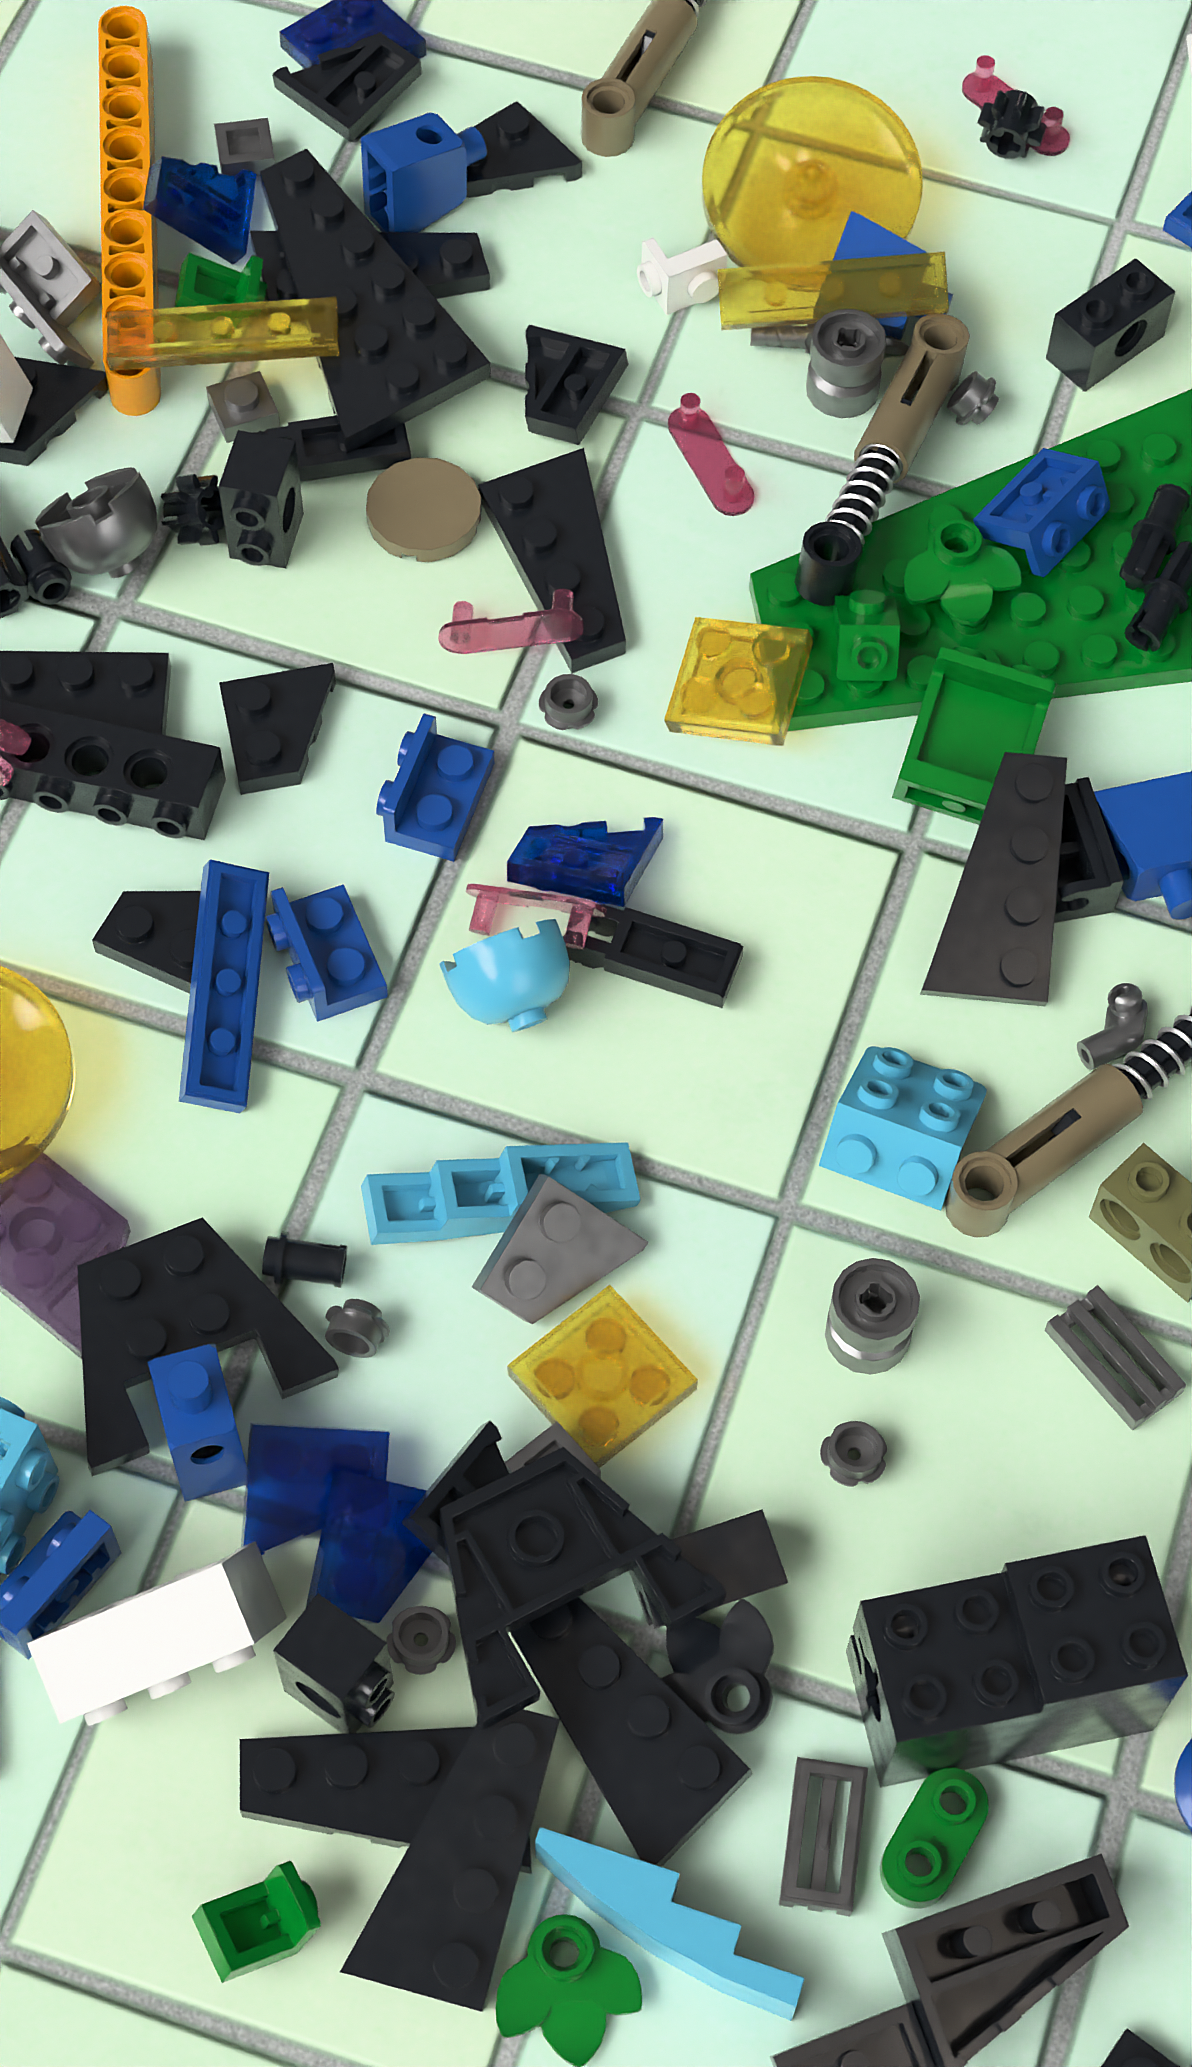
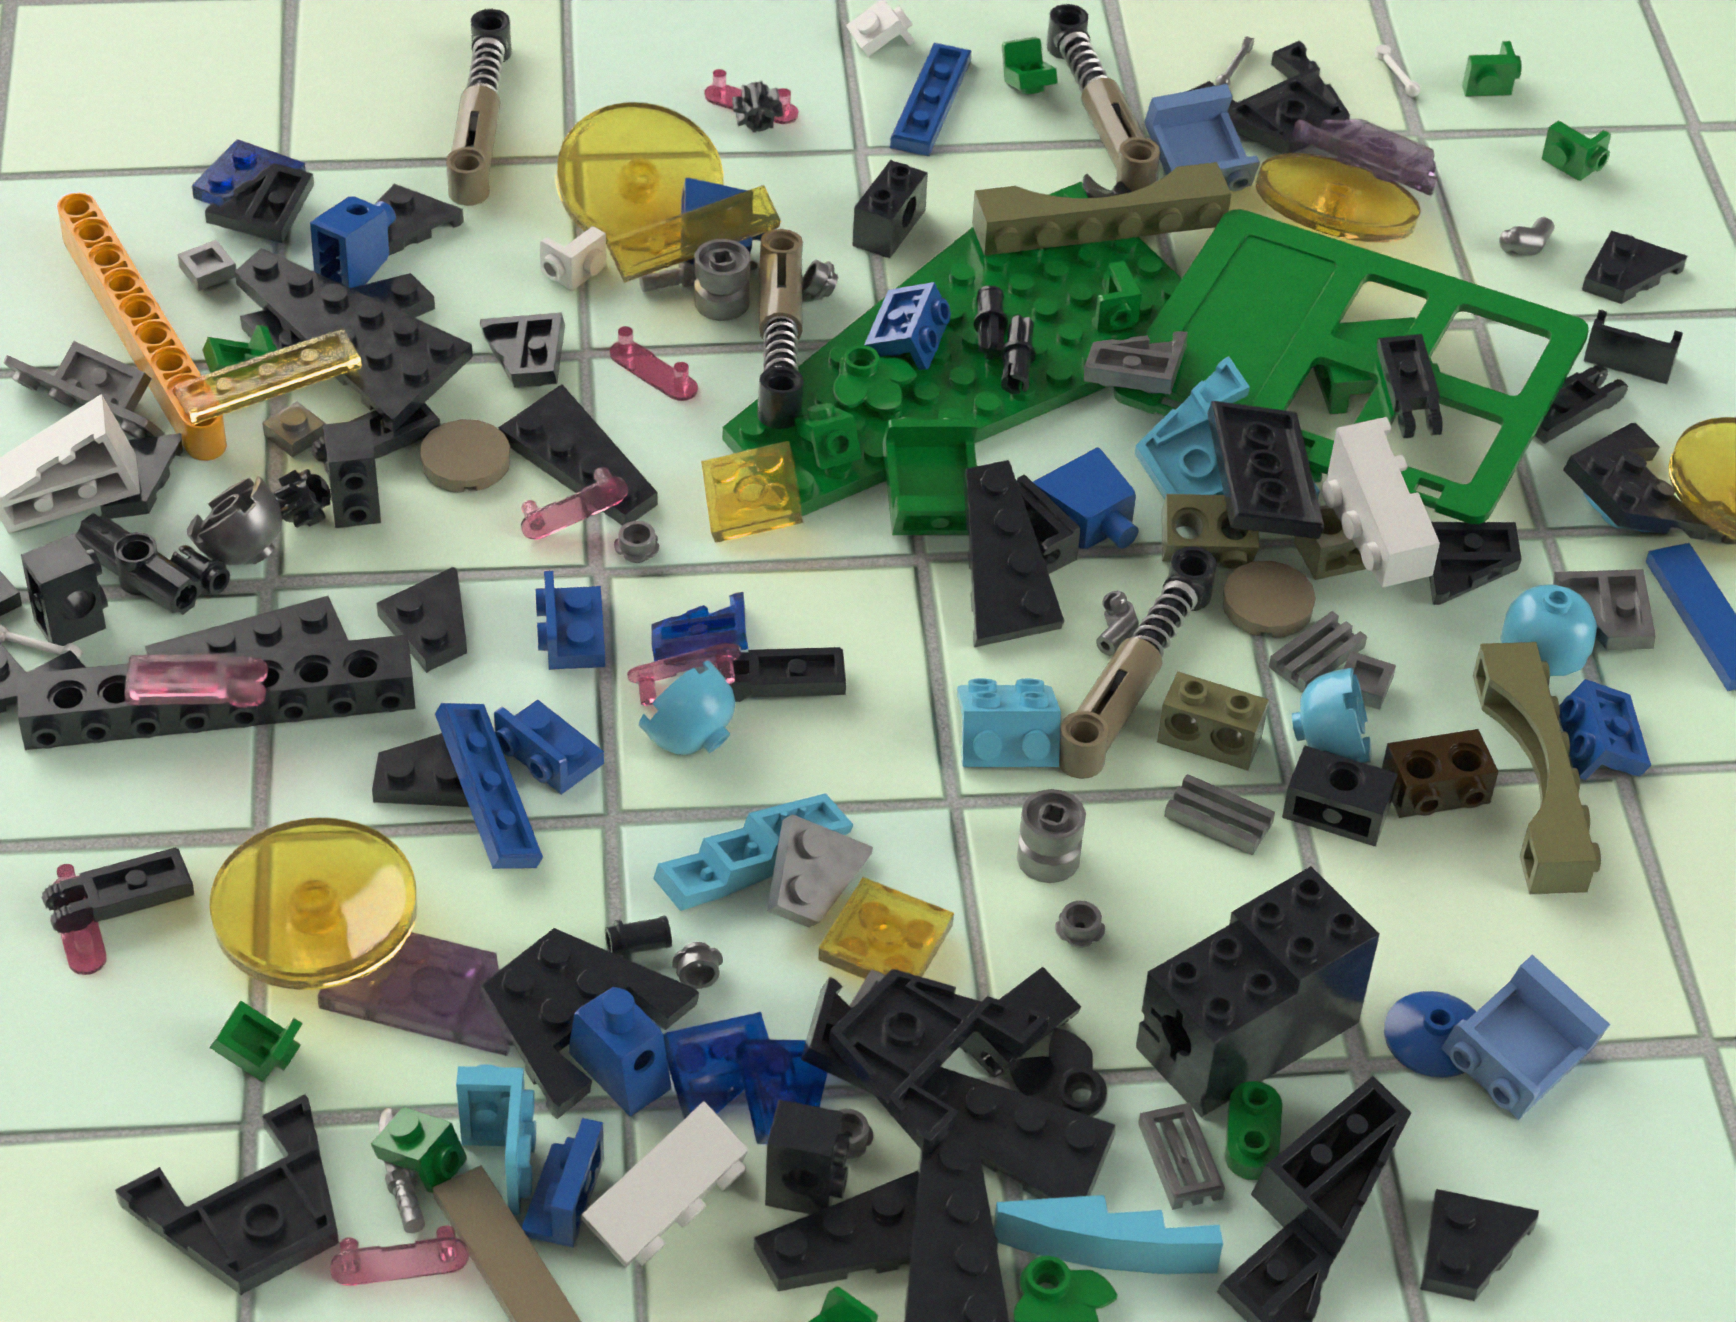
camera: 25 degrees left, 15 degrees down
(203, 204) = (200, 305): clear blue wing -> none

